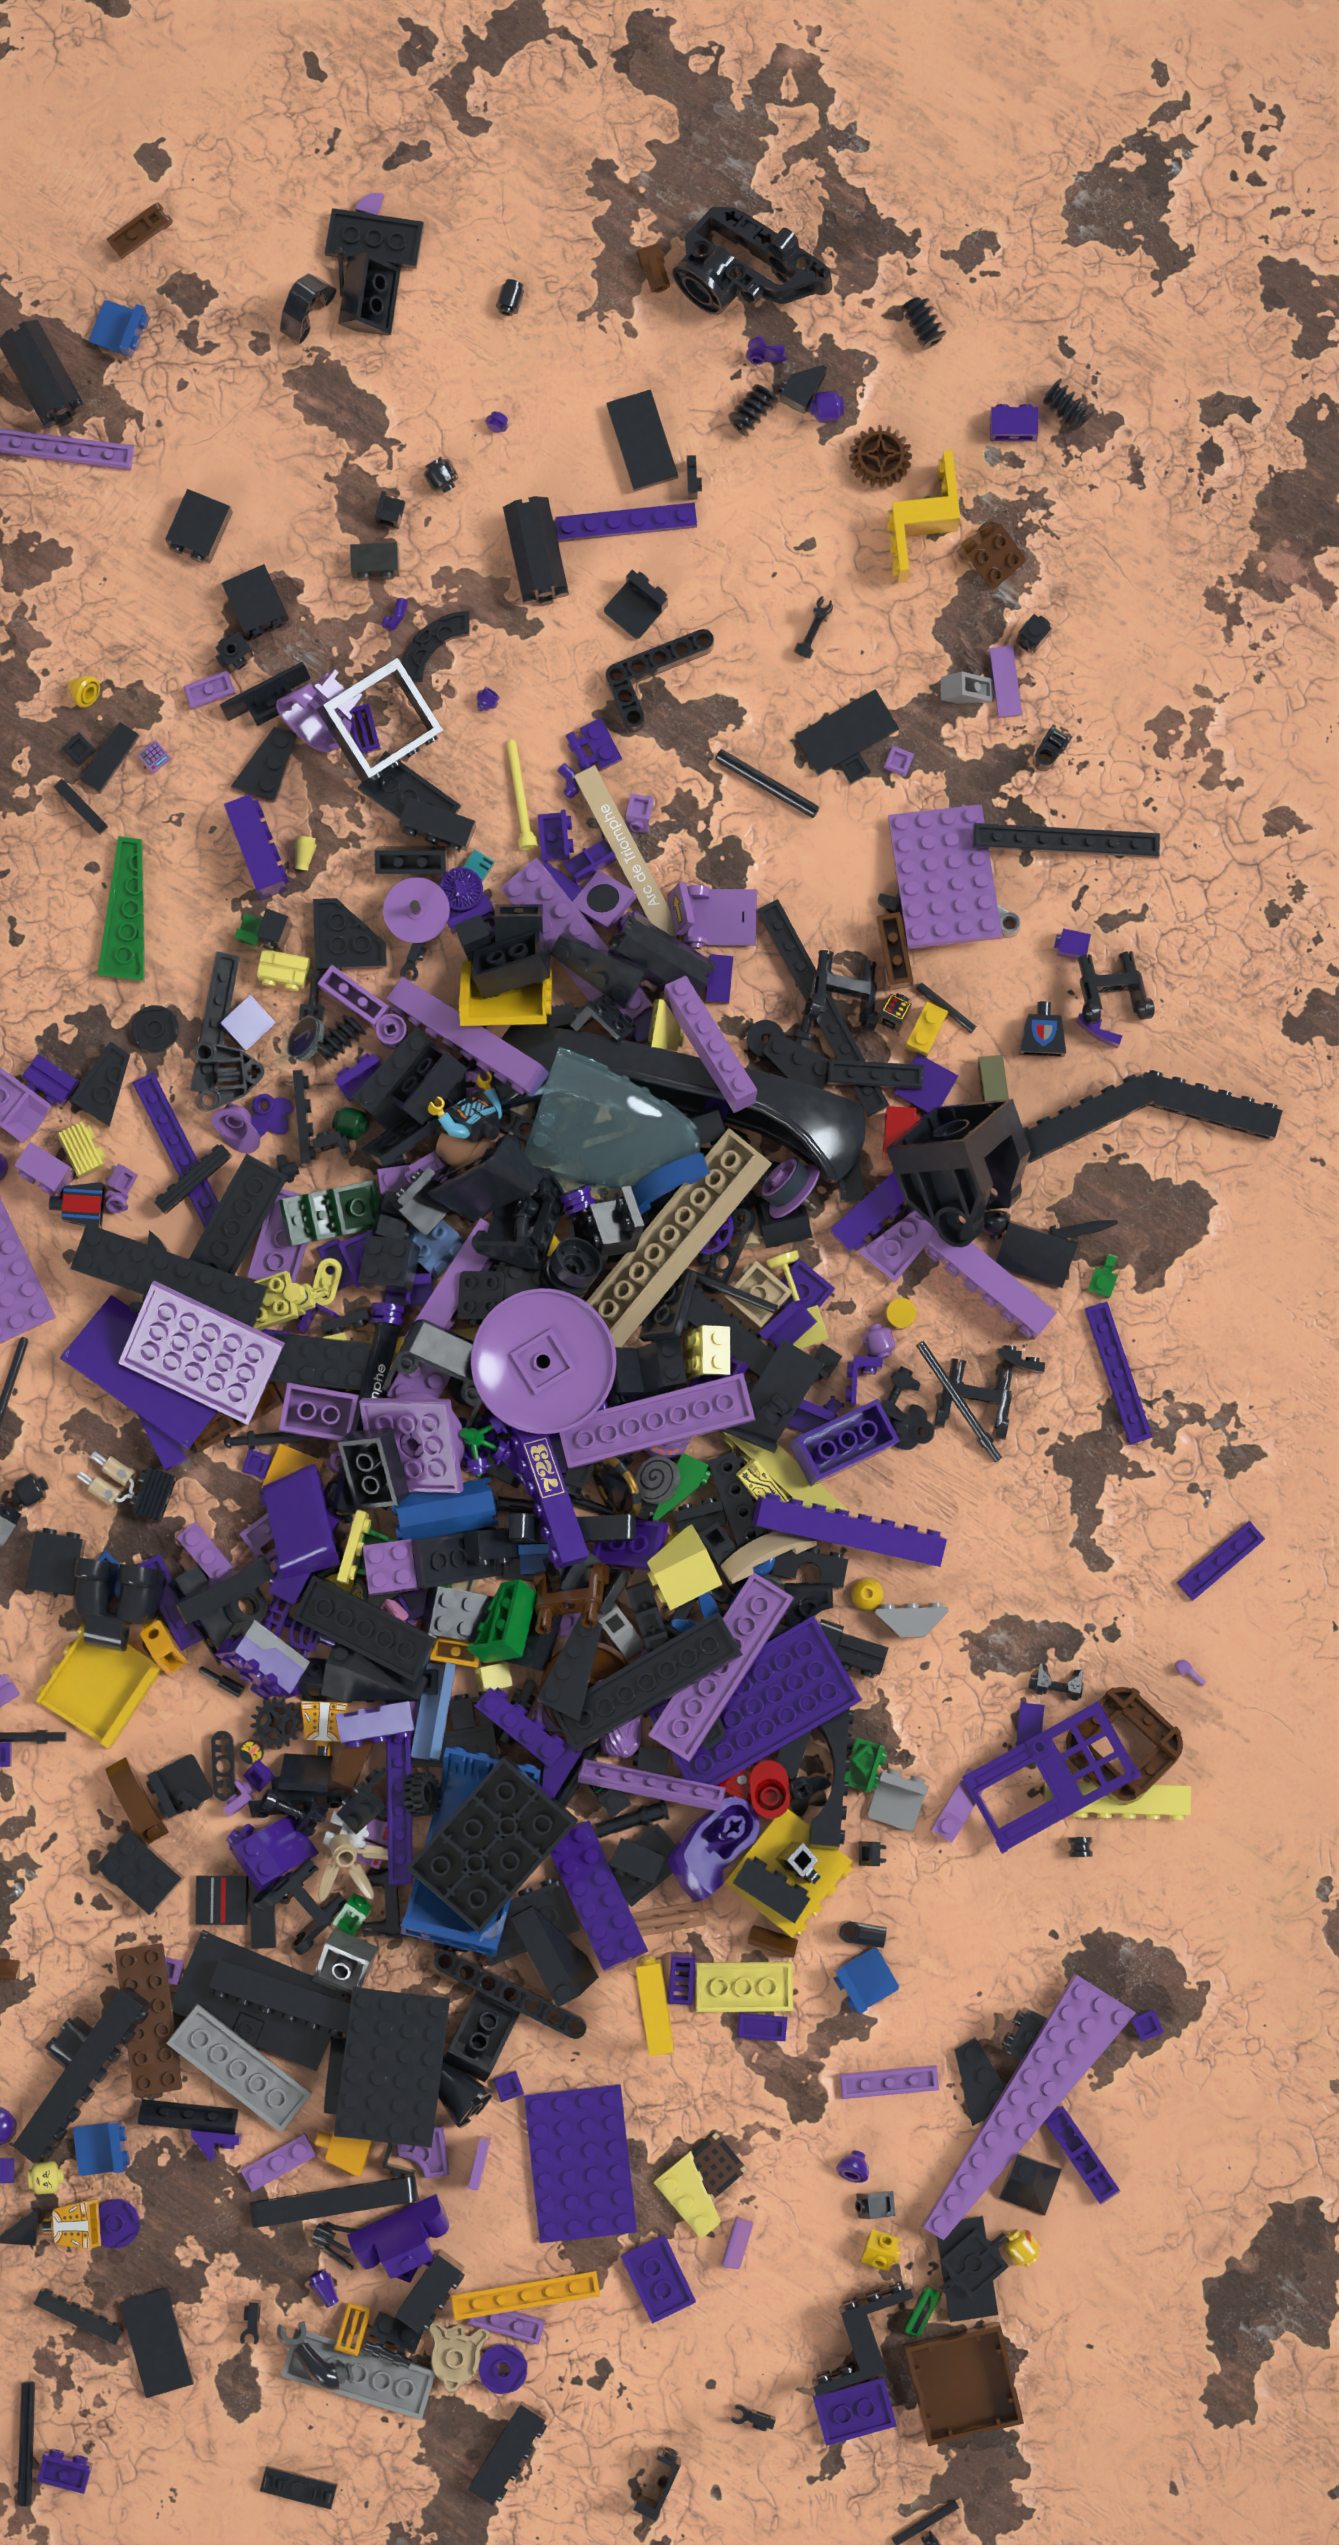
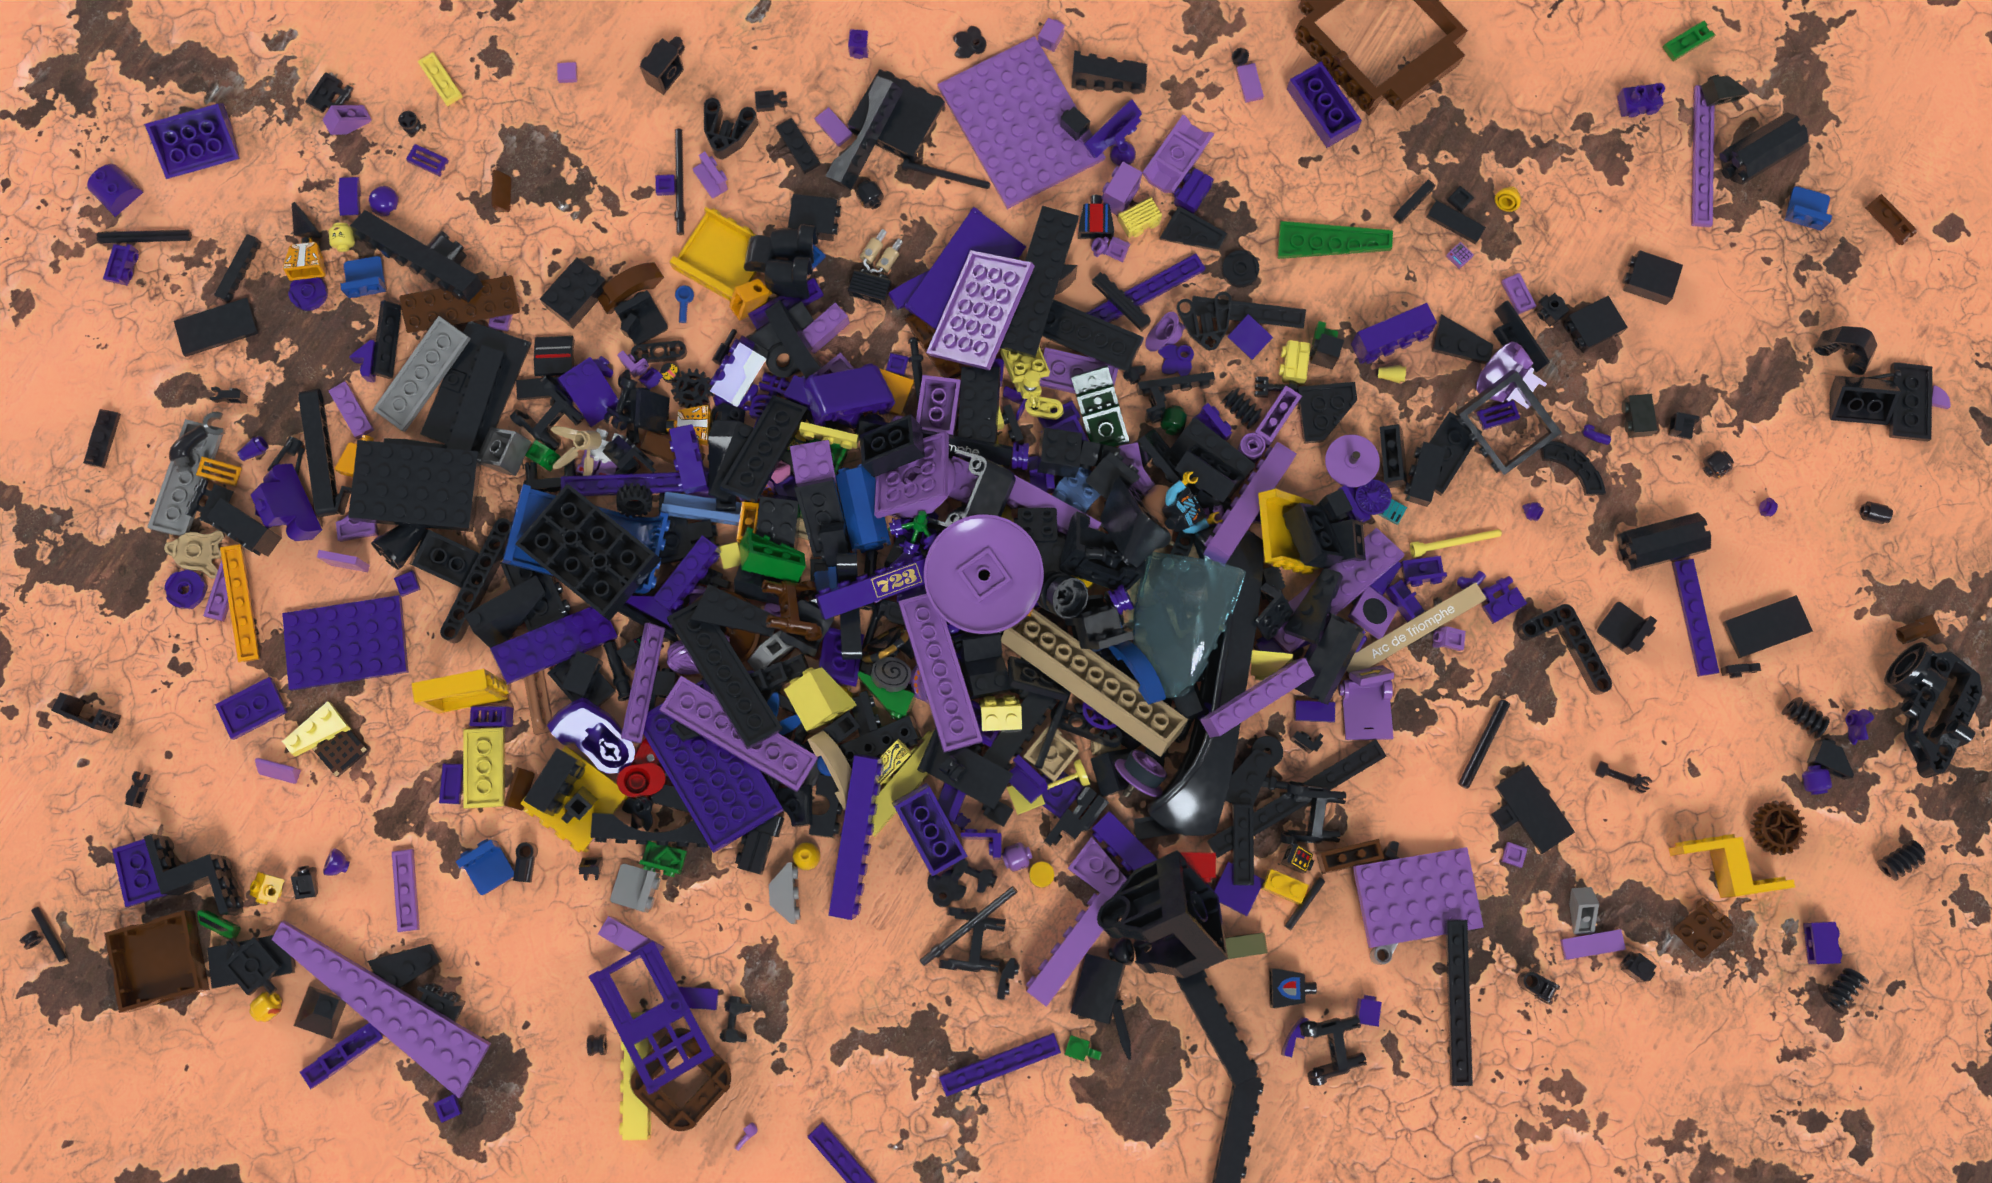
camera: 85 degrees right, 5 degrees down
(150, 1732) = (684, 296): none -> blue plate
(304, 1038) = (1241, 380): tile -> none
(416, 953) = (1314, 463): black plate -> none
(507, 2453) = (117, 594): black brick -> none
(755, 994) = (1304, 742): none -> black bracket
(842, 1273) = (1070, 821): none -> black plate

